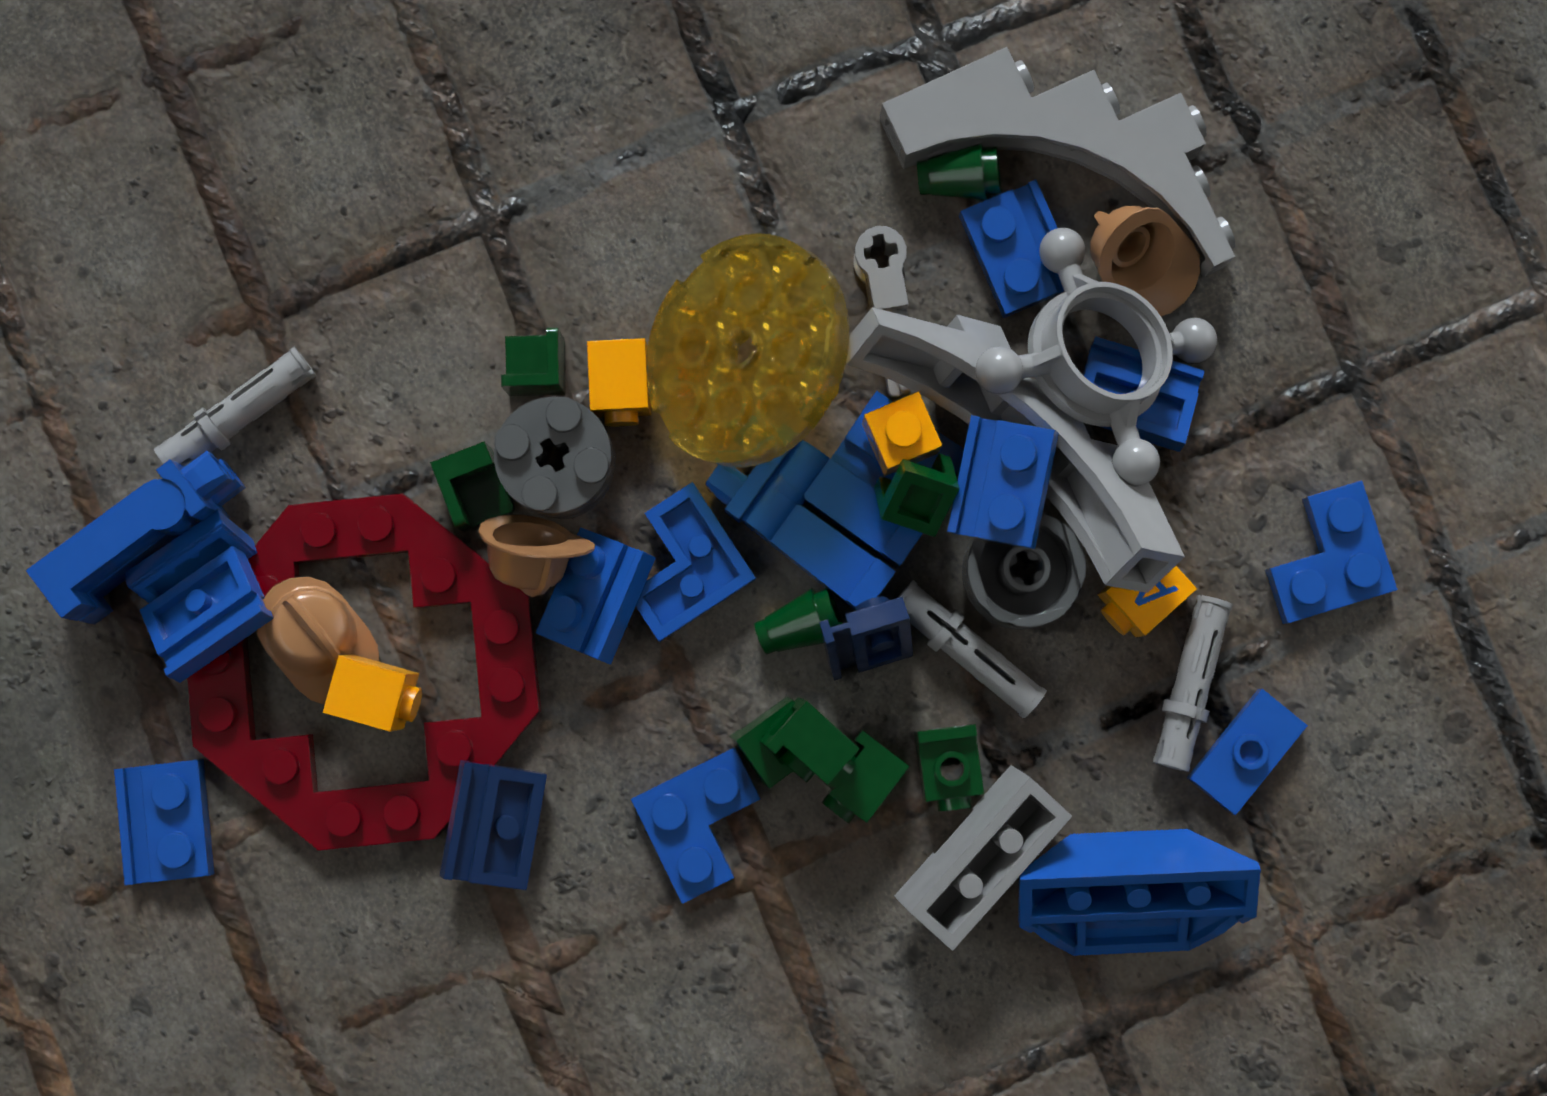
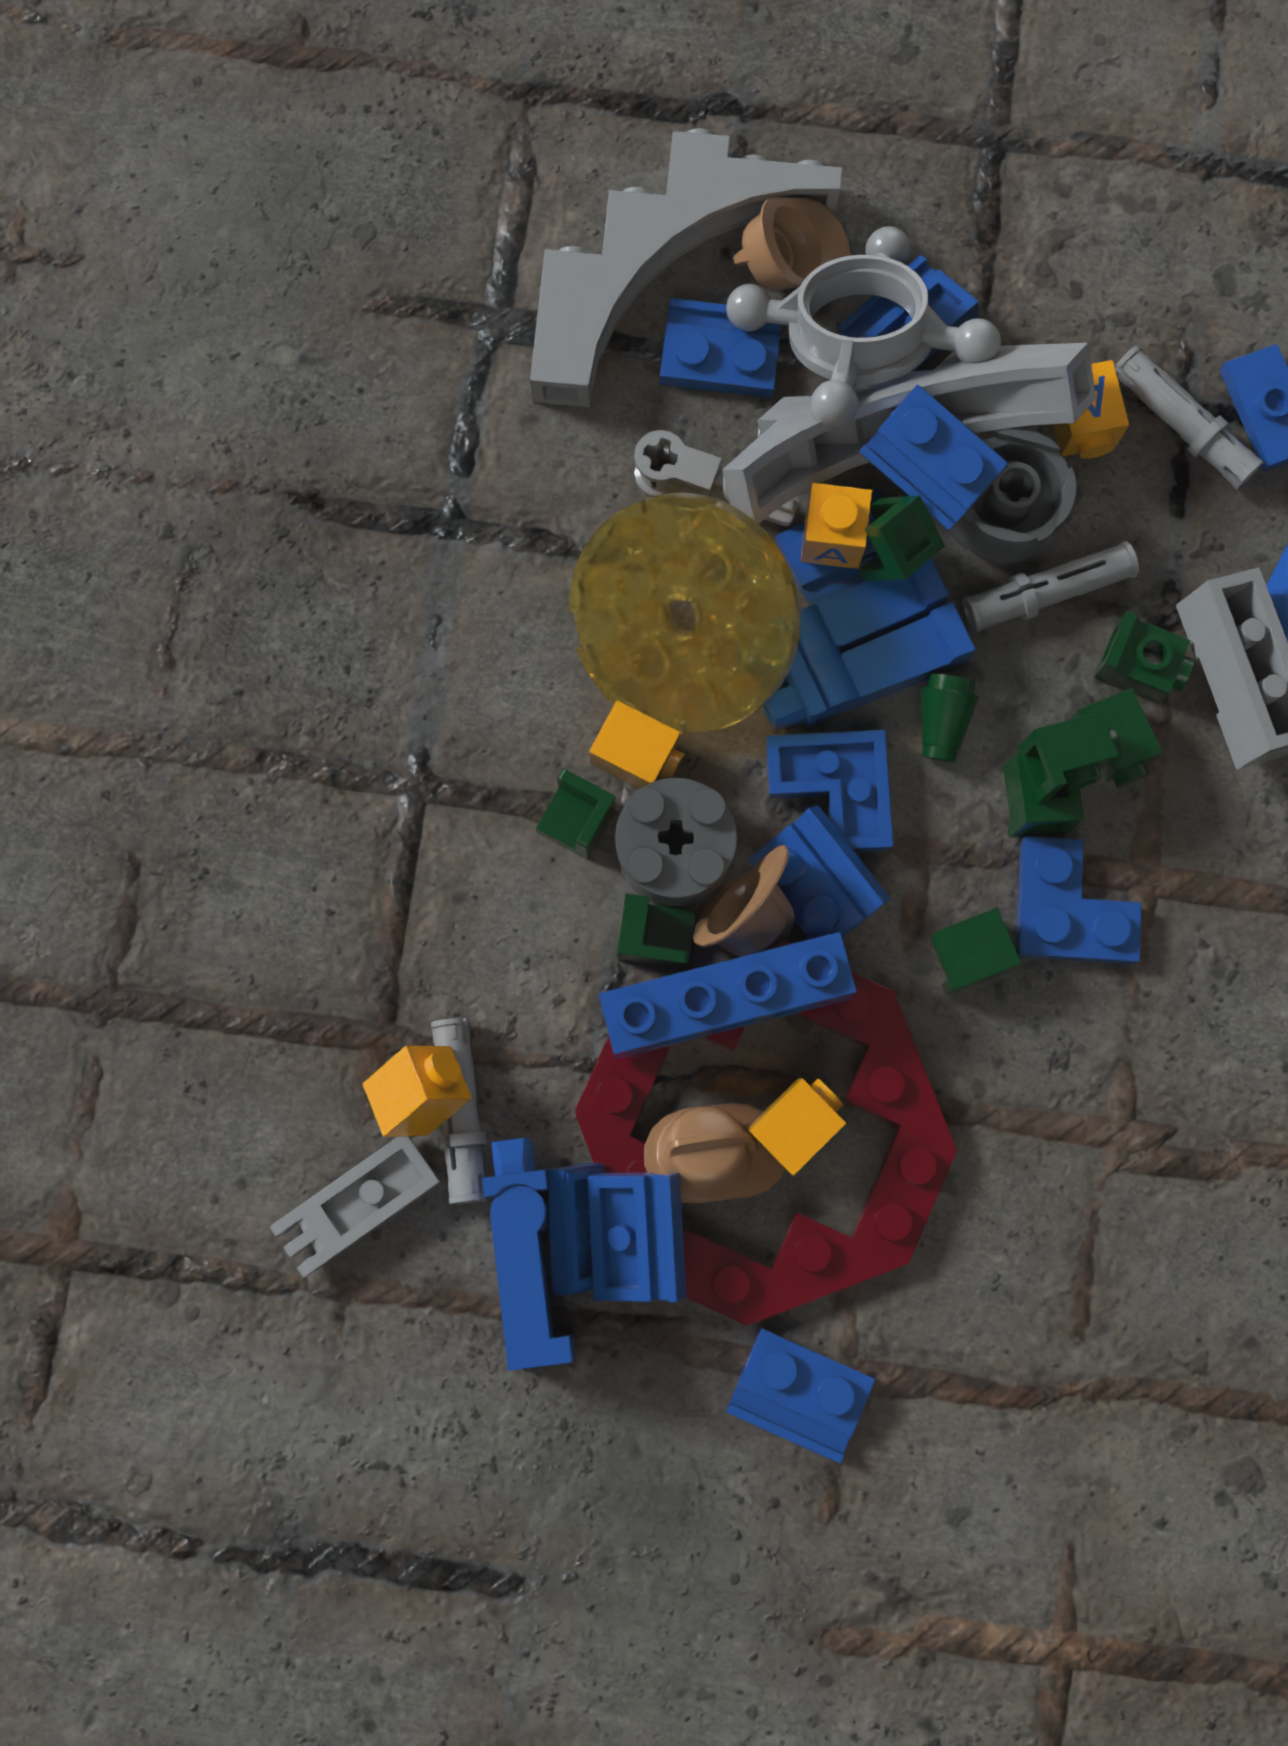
camera: 60 degrees left, 5 degrees down
(116, 375) = (357, 1203): none -> light grey hinge
(225, 367) = (417, 1091): none -> light orange brick
(440, 572) = (727, 995): none -> blue brick
(493, 825) = (976, 1088): dark blue plate -> none
(606, 758) = (974, 951): none -> dark green panel
(871, 638) = (1000, 651): dark blue plate -> none
(961, 173) = (628, 355): dark green cone -> none
(1349, 560) = (1155, 235): blue plate -> none

